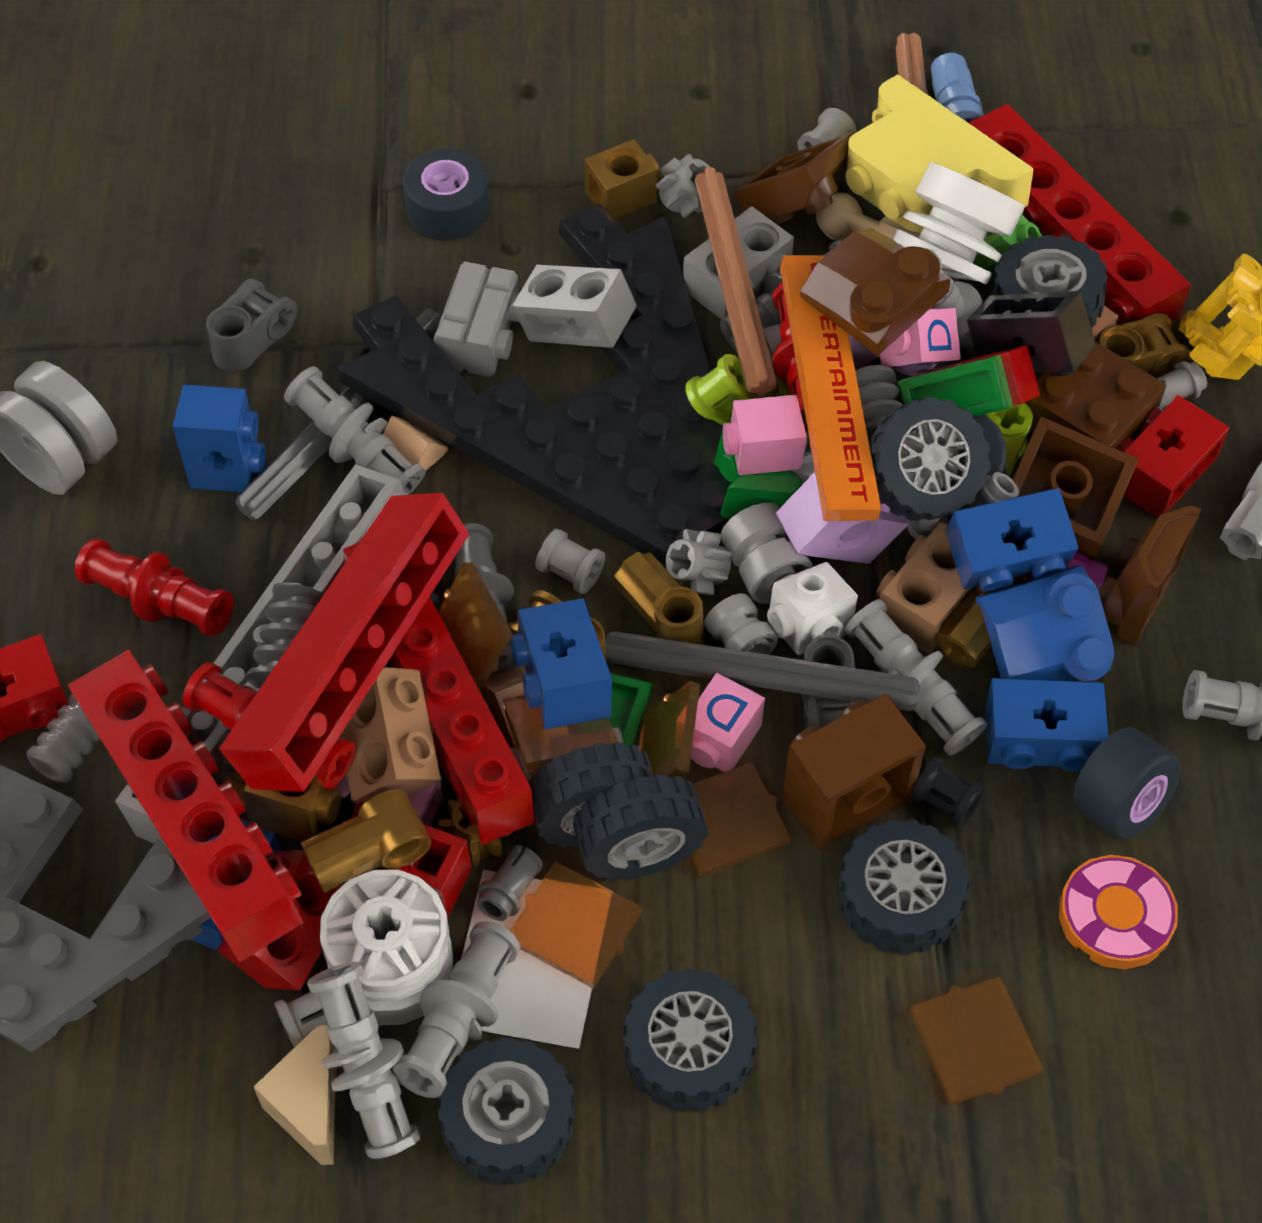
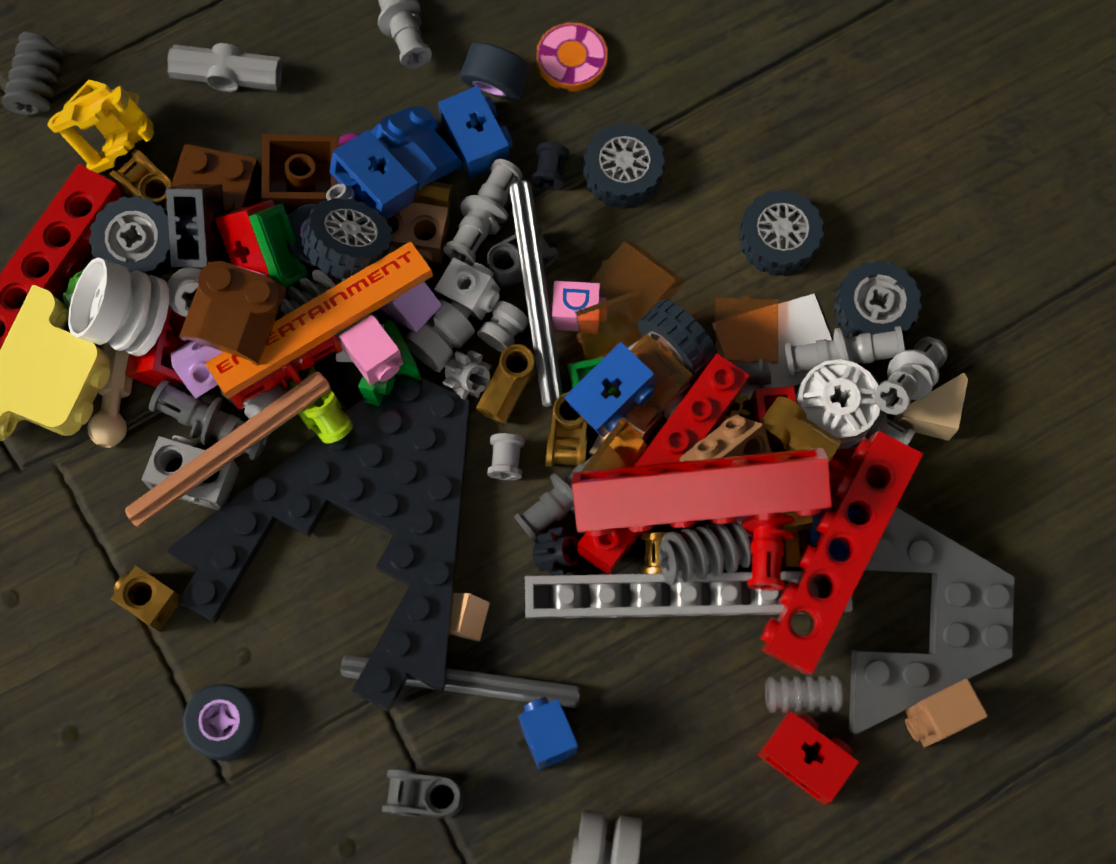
camera: 120 degrees left, 15 degrees up
(154, 587) = (678, 710): red piece -> none
(349, 429) = (485, 648): light grey piece -> none
(478, 319) = (333, 628): light grey brick -> none
(574, 305) = (305, 560): light grey brick -> none
(640, 827) = (685, 291): black wheel -> none
(678, 186) = (132, 545): light grey gear -> none
(796, 181) = (91, 464): reddish brown slope -> none
(830, 125) = (30, 471): light grey bush -> none
(851, 770) = (577, 210): reddish brown brick -> none
(975, 1040) = (688, 99): clear orange piece -> none
(1146, 572) = (338, 104): reddish brown slope -> none
(1172, 454) = (228, 129): red brick -> none
(1184, 380) = (161, 153): light grey pin -> none

